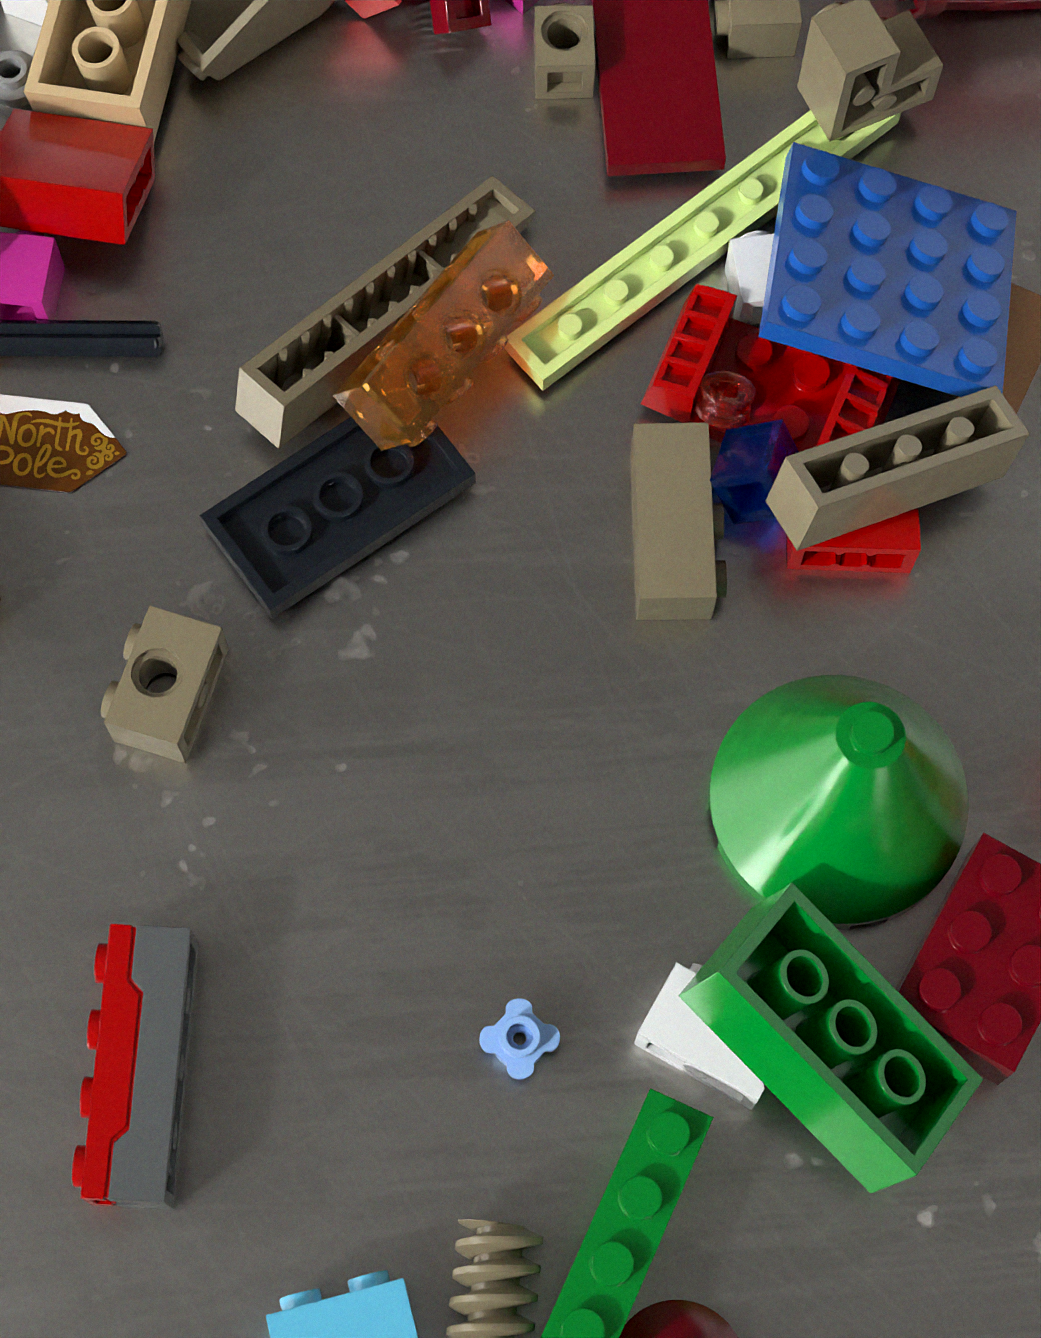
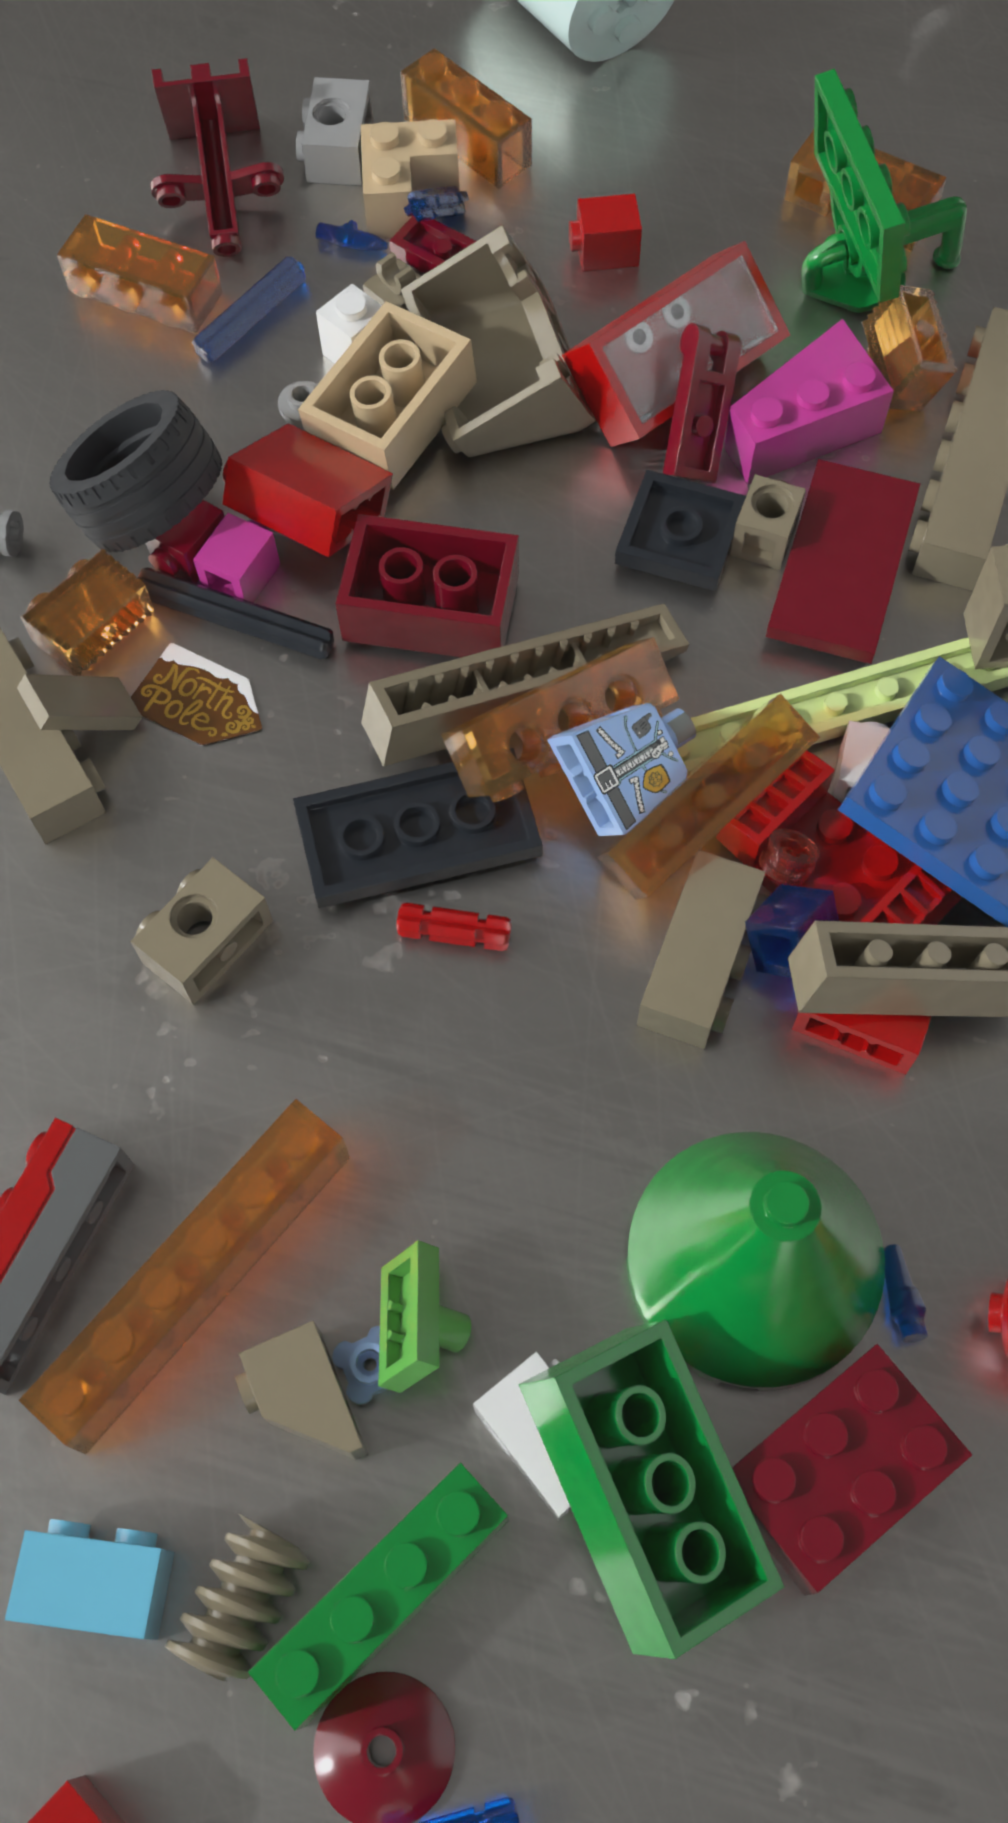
camera: 25 degrees right, 5 degrees down
(245, 241) = (427, 587): none -> dark red brick
(310, 1024) = (186, 1279): none -> clear orange brick
(418, 587) = (454, 926): none -> red axle
(467, 1088) = (300, 1390): none -> dark tan slope
(477, 89) = (680, 530): none -> black plate
(530, 362) = (624, 763): none -> light blue torso
(544, 979) = (413, 1320): none -> bright green tile
(624, 367) = (709, 797): none -> clear orange brick
(988, 785) = (904, 1299): none -> clear blue piece

